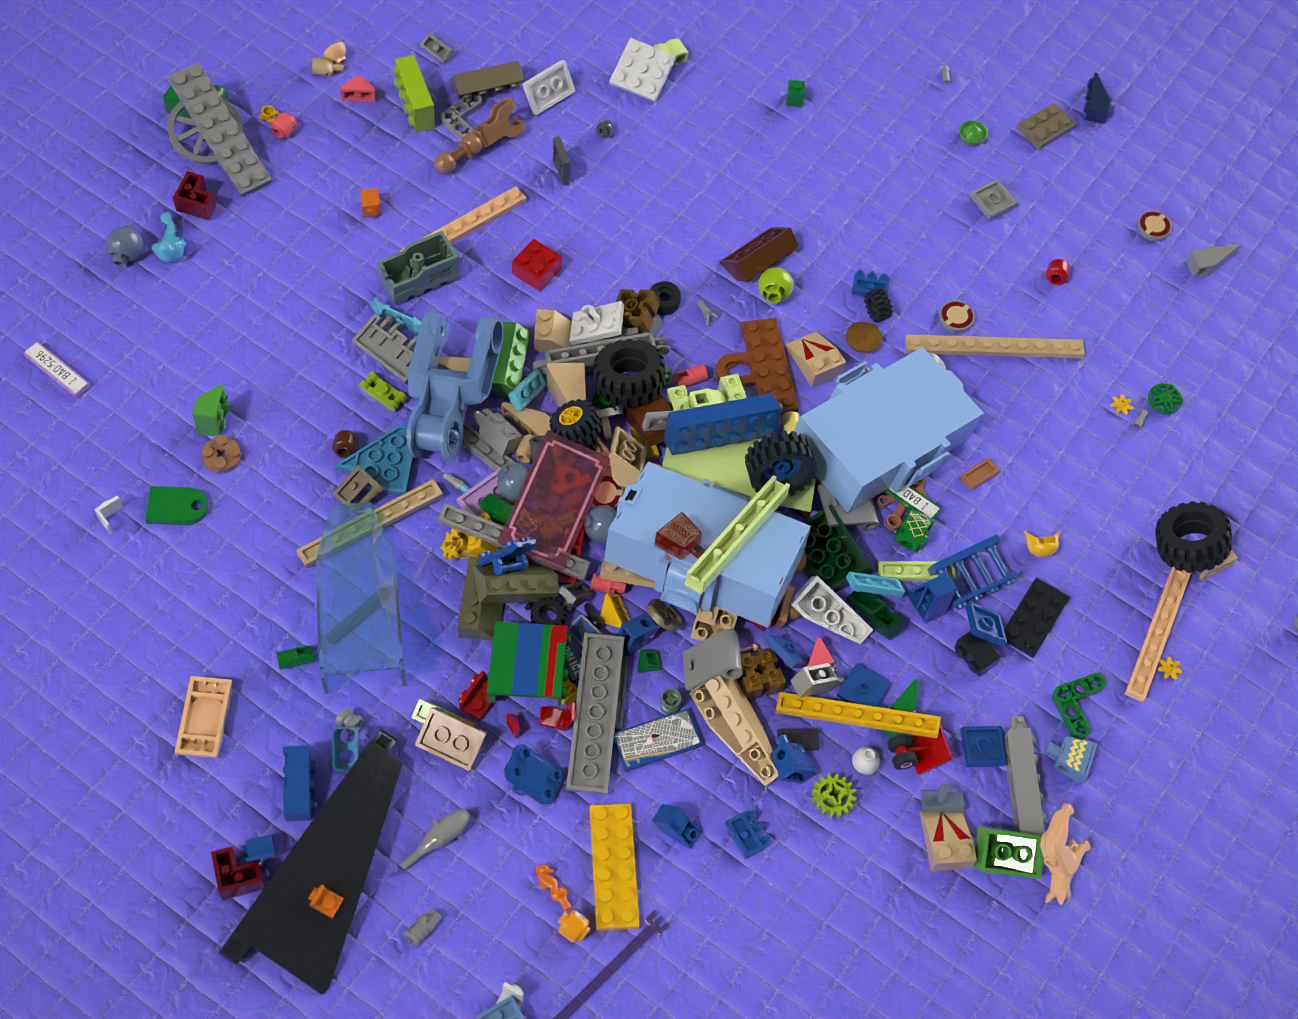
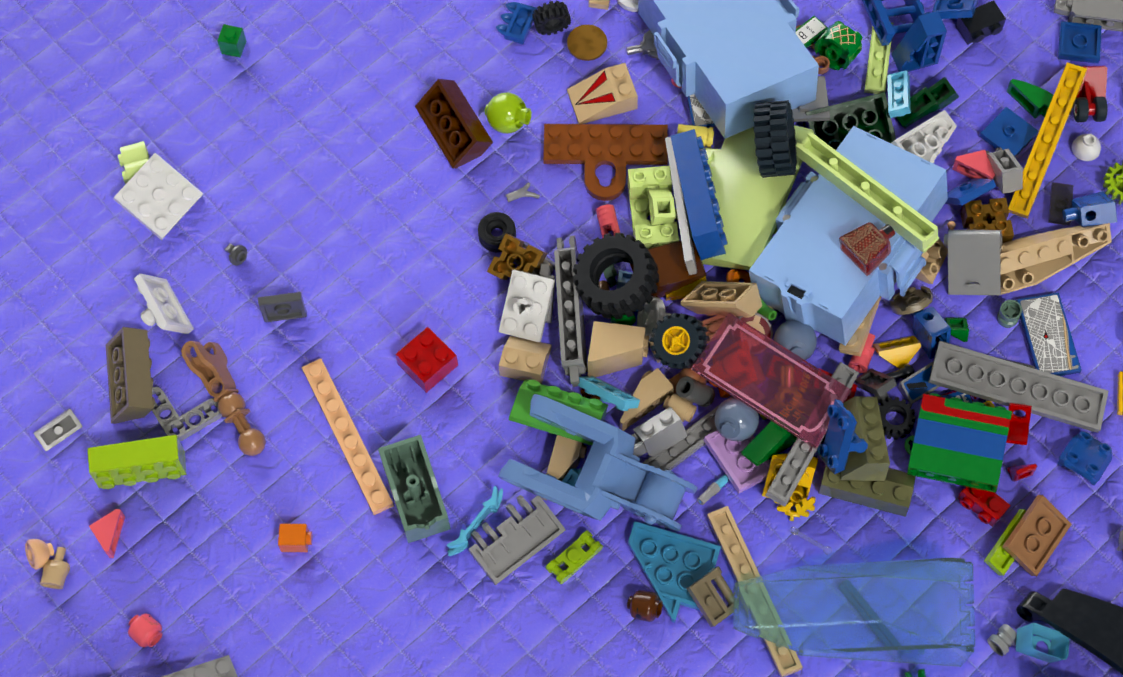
camera: 70 degrees left, 5 degrees up
(268, 114) = (113, 647): yellow plate -> none

